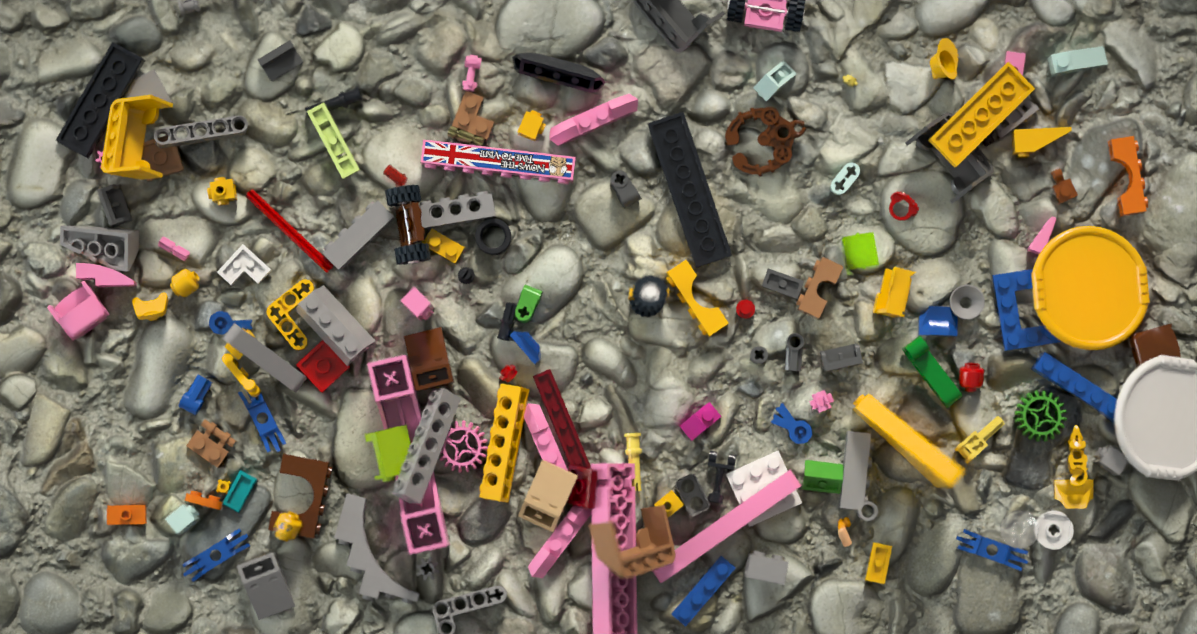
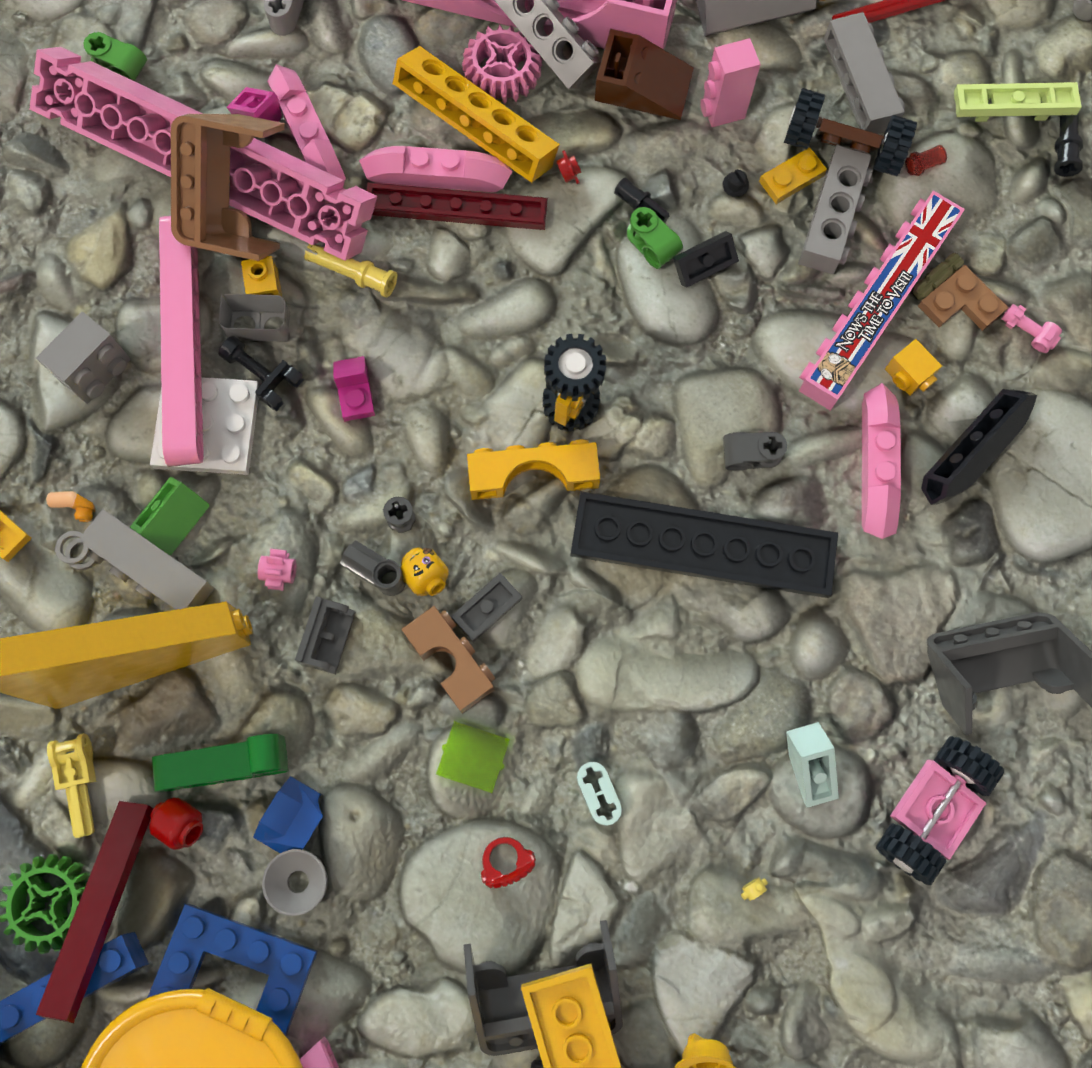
camera: 115 degrees right, 10 degrees down
(493, 222) = (779, 221): black tyre -> none
(524, 268) = (706, 259): none -> black plate
(528, 345) = (593, 209): blue slope -> none
(548, 496) = (366, 123): tan slope -> none
(566, 572) = (256, 104): none -> dark pink slope
(584, 489) = (353, 169): dark red plate -> none
(703, 591) = (118, 272): blue plate -> none
(745, 309) = (479, 533): red plate -> none
(770, 137) = (724, 709): reddish brown piece -> none
(782, 325) = (424, 571): none -> yellow head
(799, 431) = (255, 516): blue piece -> none
(893, 292) = (373, 767): yellow piece -> none
(1029, 387) = (95, 913): none -> dark red tile

